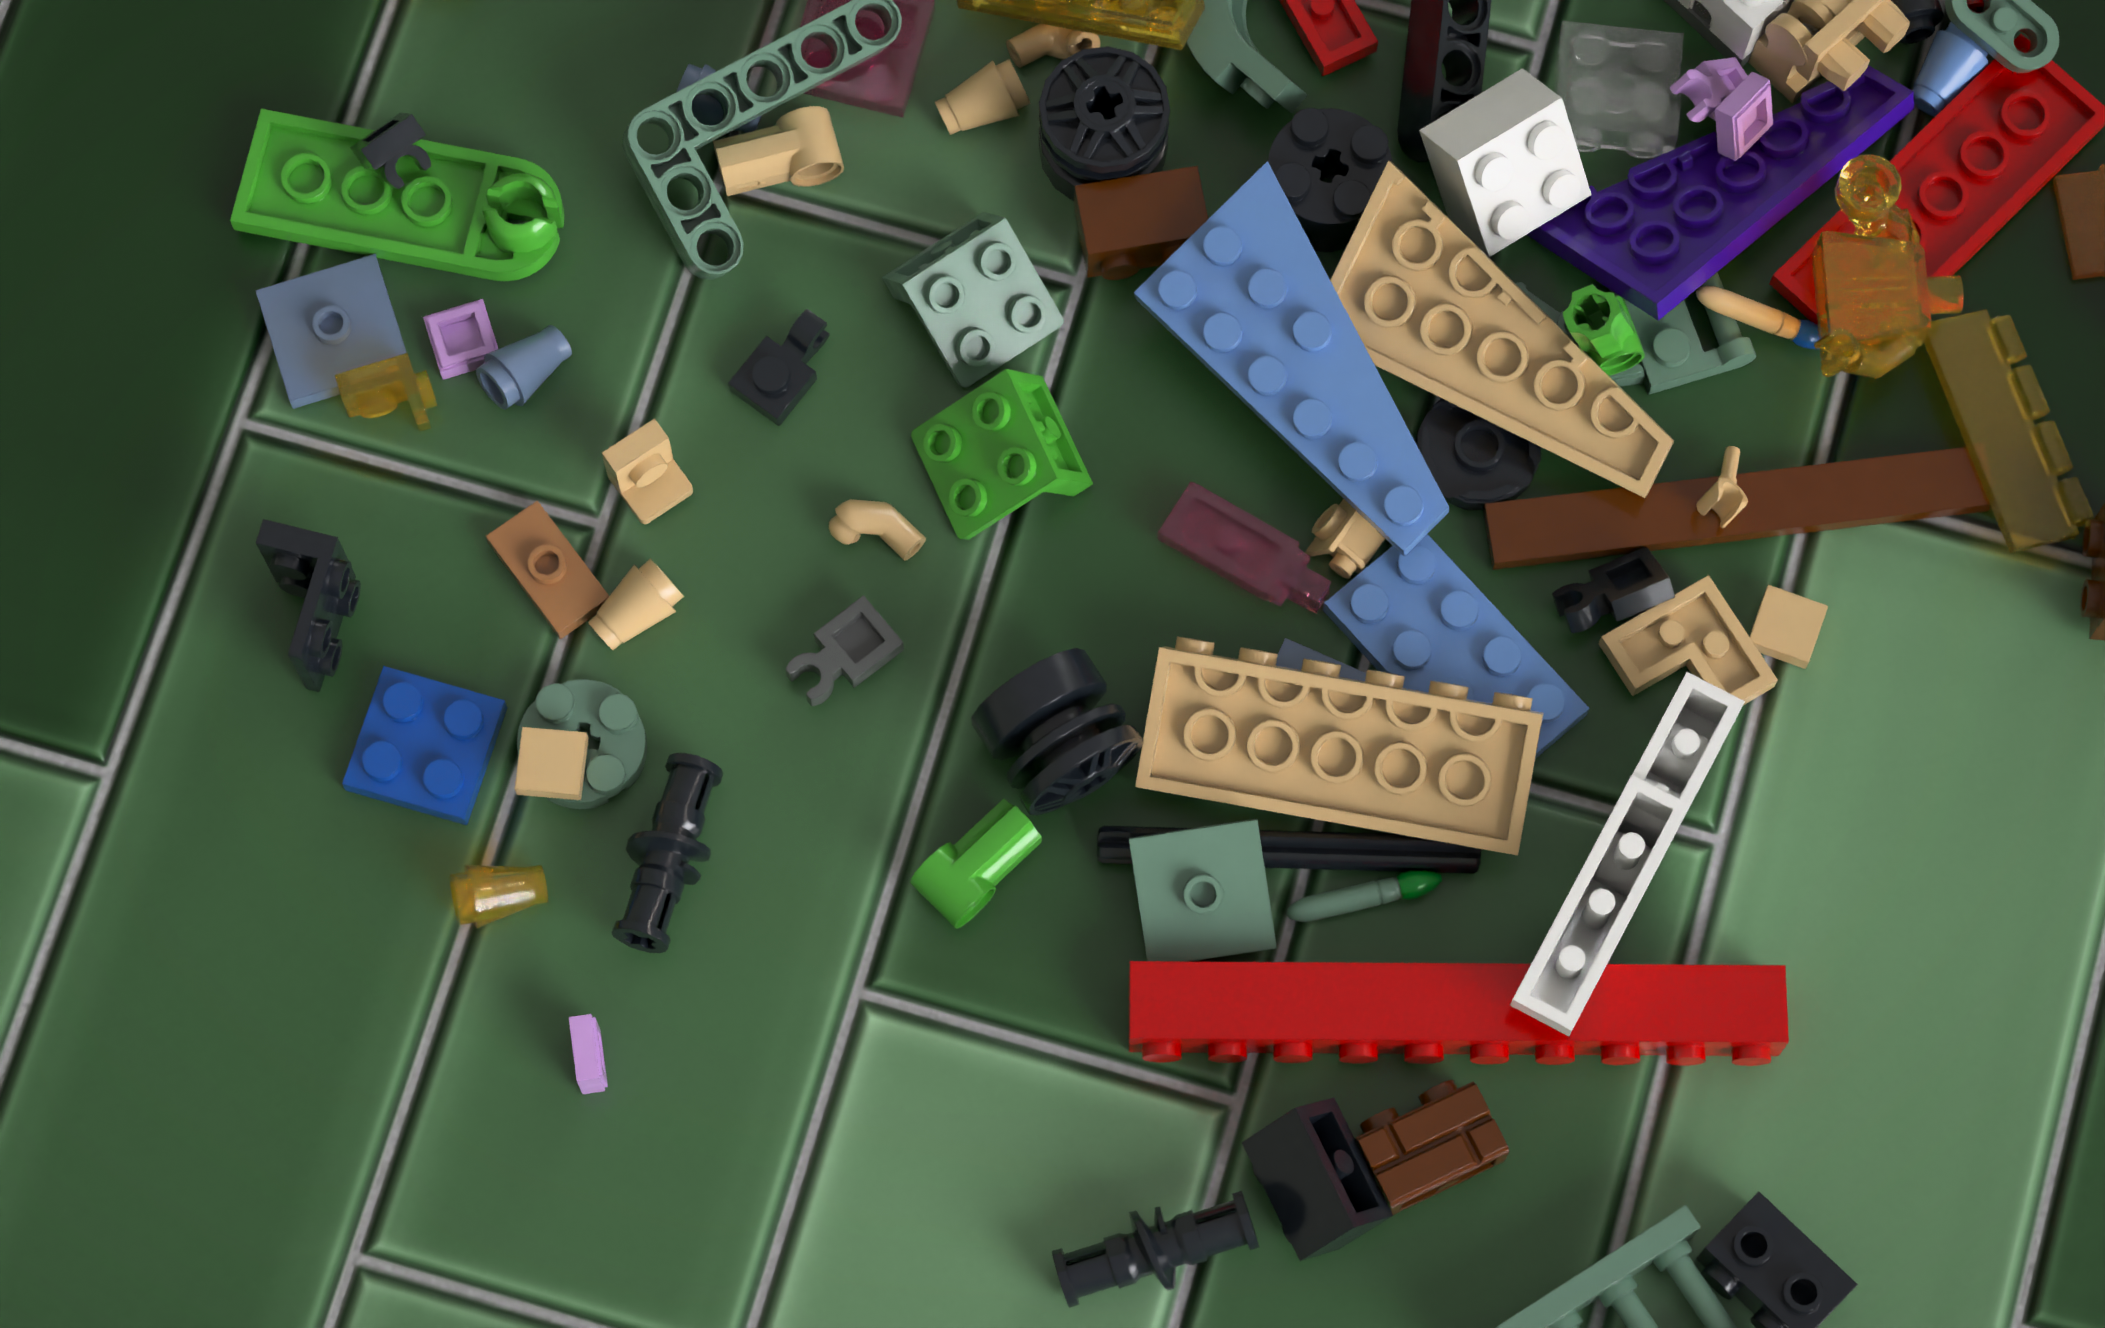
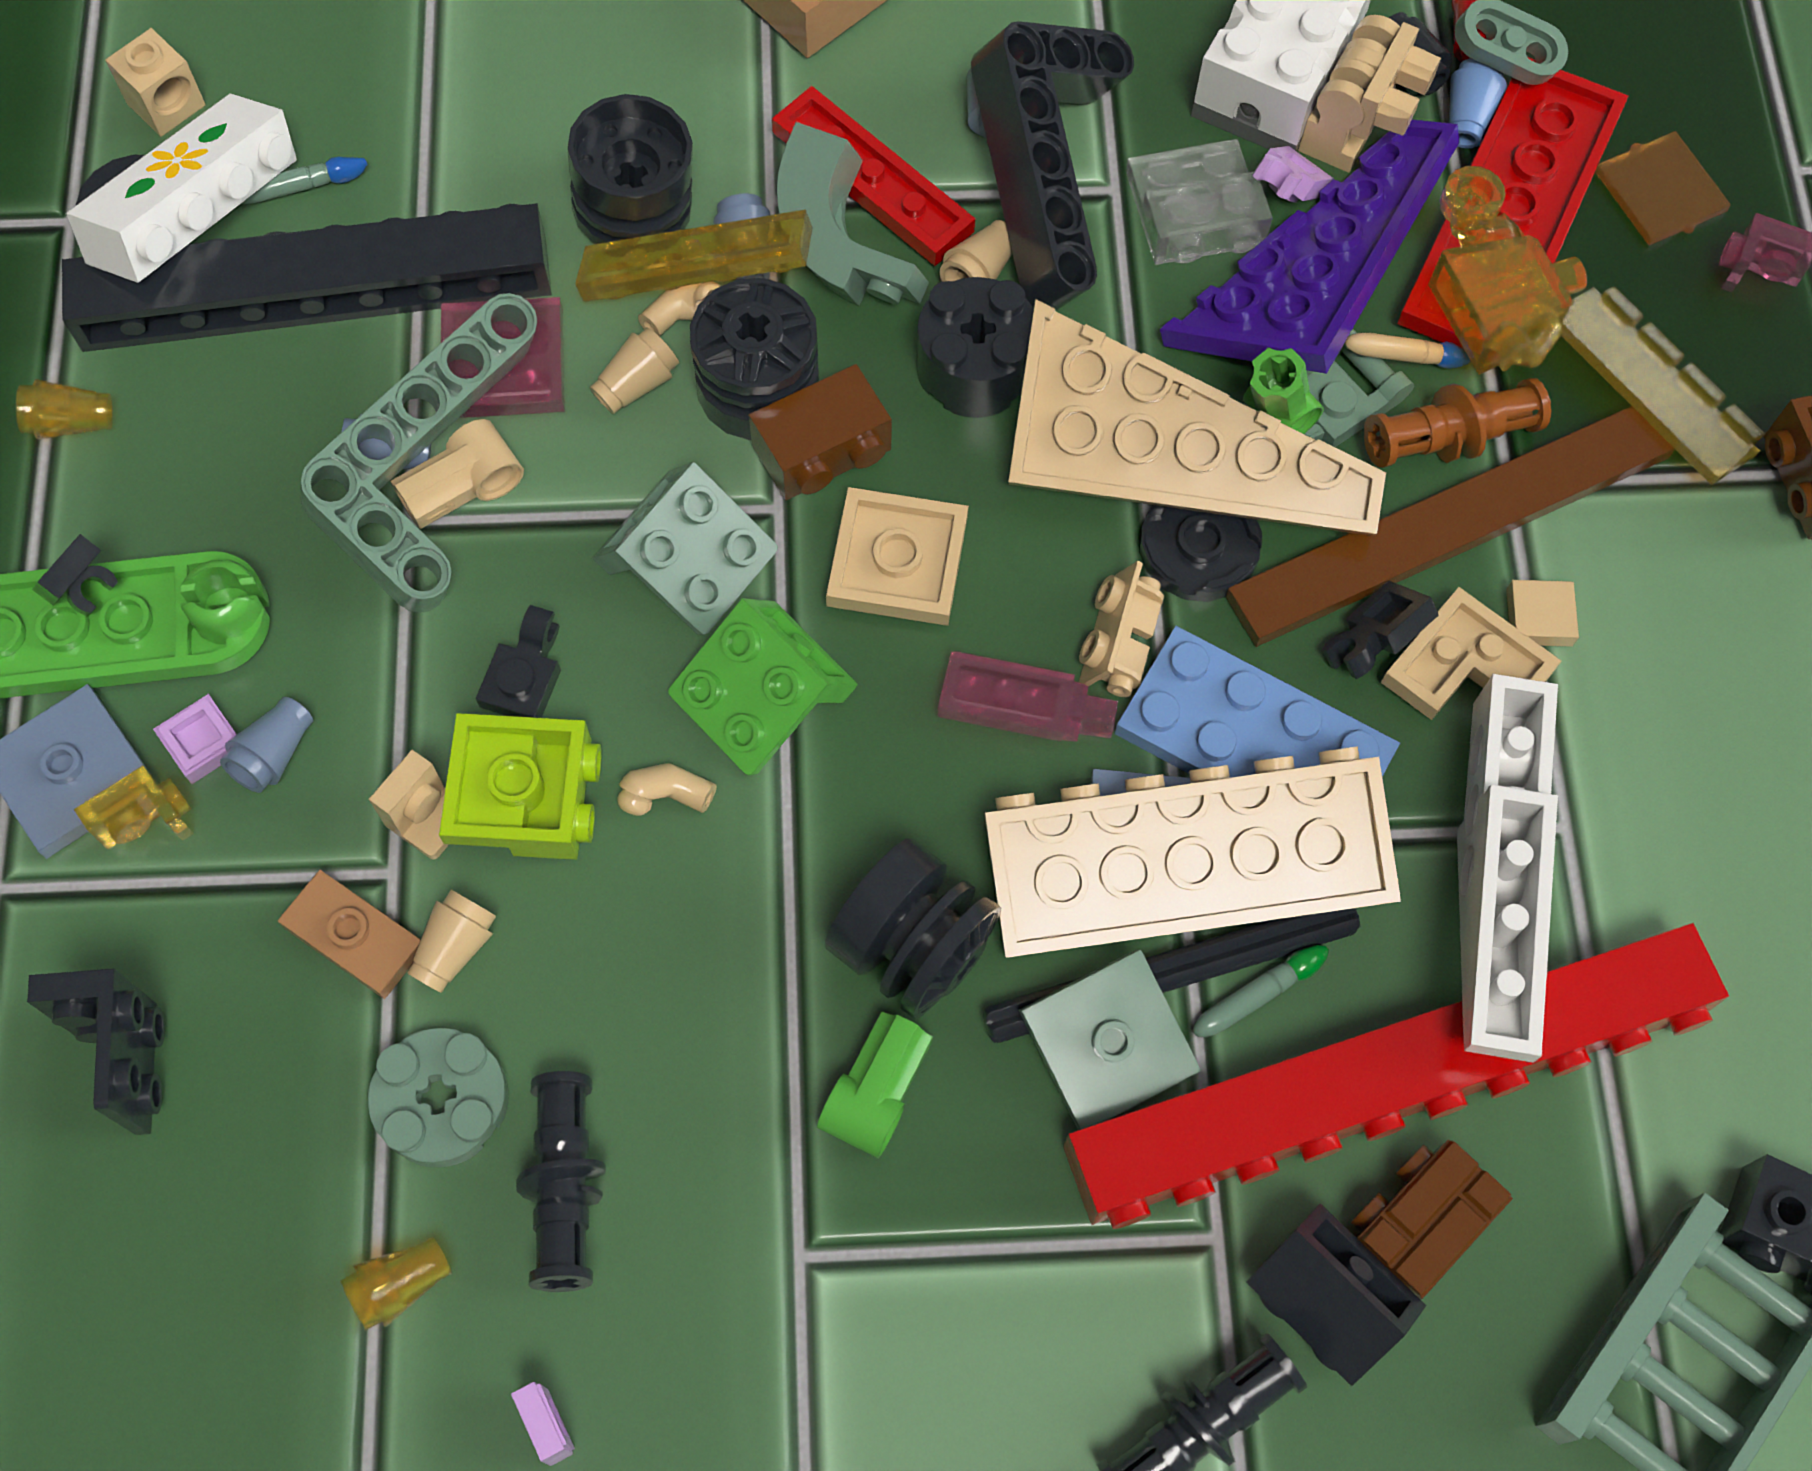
camera: 20 degrees left, 5 degrees down
(425, 745) = (275, 1153): blue plate -> none
(551, 763) = (411, 1128): tan tile -> none
(744, 481) = (520, 785): none -> lime plate
(851, 645) = (678, 911): dark grey plate -> none
(1161, 383) = (897, 556): none -> tan plate
(1274, 331) = (988, 488): medium blue wing -> none
(1365, 84) = (978, 255): none -> tan cone
(1506, 161) = (1136, 273): white brick -> none
(1725, 495) = (1446, 512): tan hand -> none
(1744, 116) = (1326, 182): lavender tile -> none
(1778, 408) = (1457, 423): none -> dark orange piece

